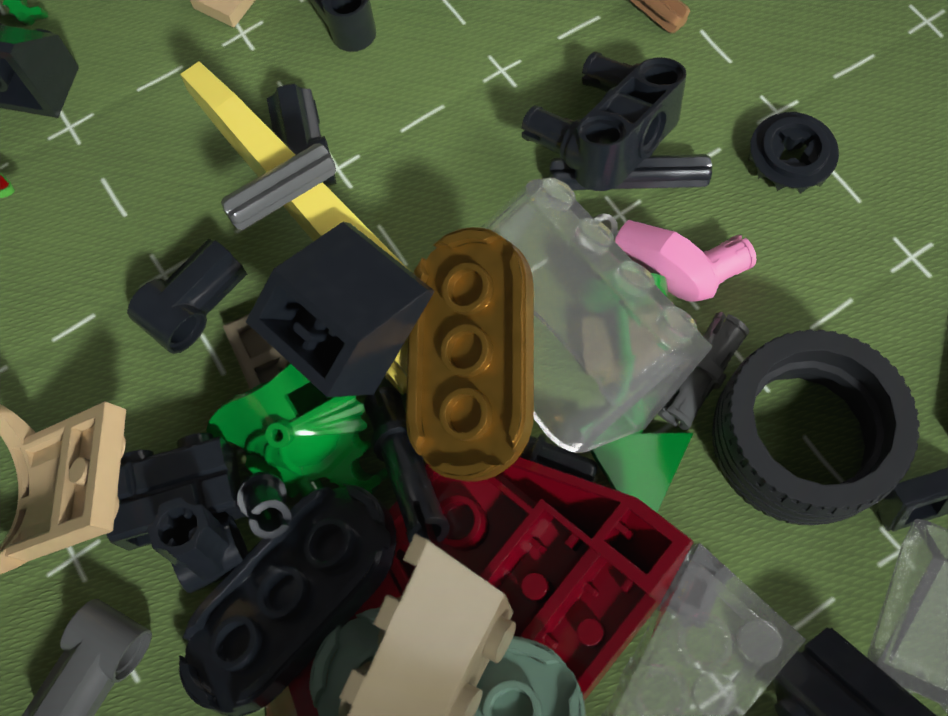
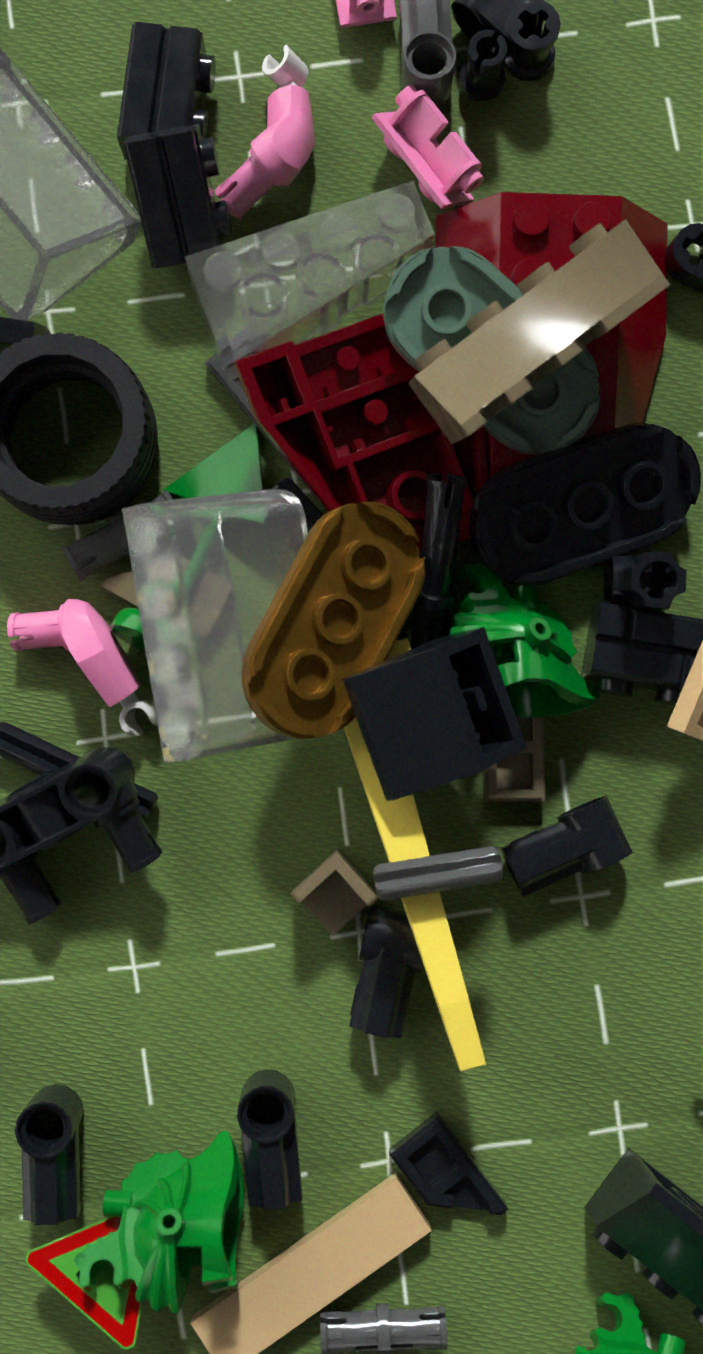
camera: 160 degrees left, 15 degrees up
(196, 39) = (444, 1169): none -> black tile
(264, 503) = (573, 605): black pin -> none
(371, 180) = (334, 892): none -> dark tan panel

